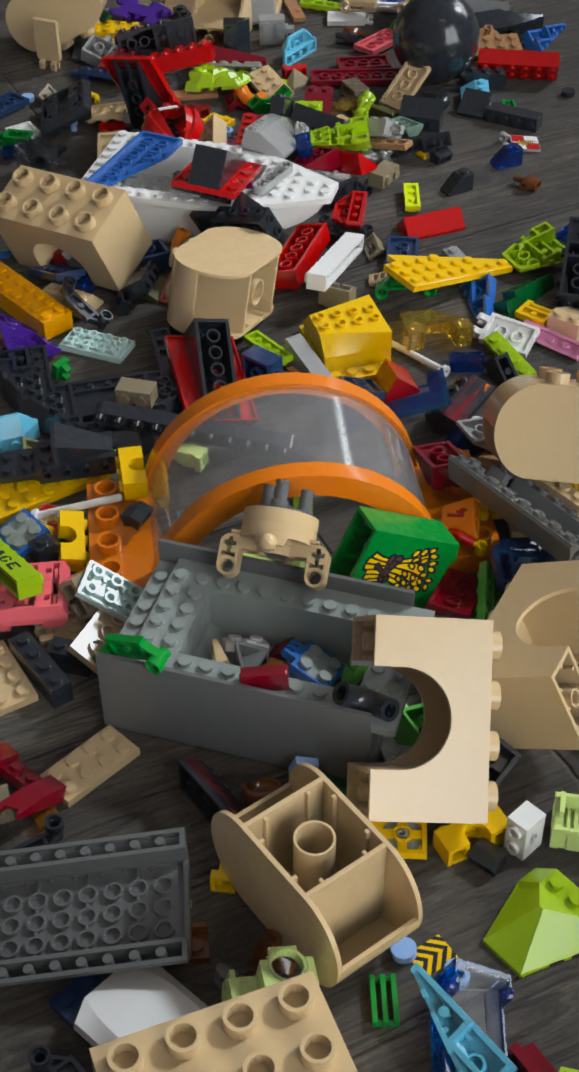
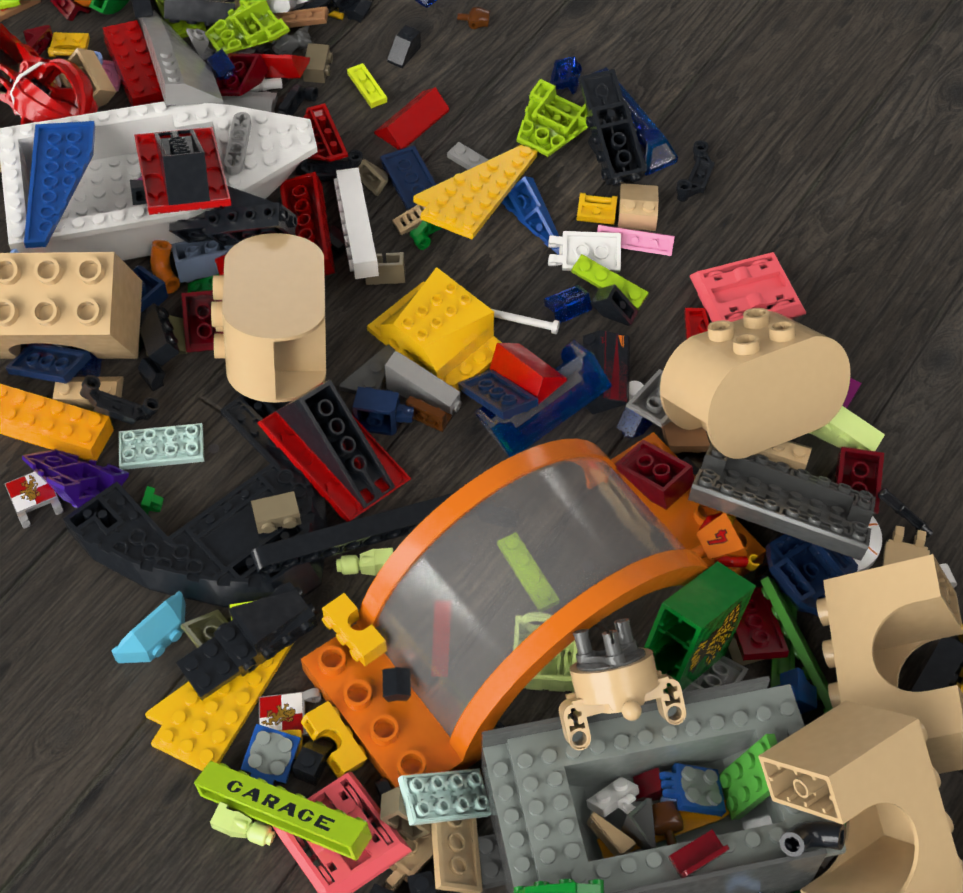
camera: 30 degrees left, 15 degrees up
(76, 506) = (269, 721): white bar -> none
(263, 341) = (360, 375): lime plate -> none
(422, 322) = (498, 266): clear yellow wedge -> none
(519, 294) = (568, 187): dark green wedge -> none

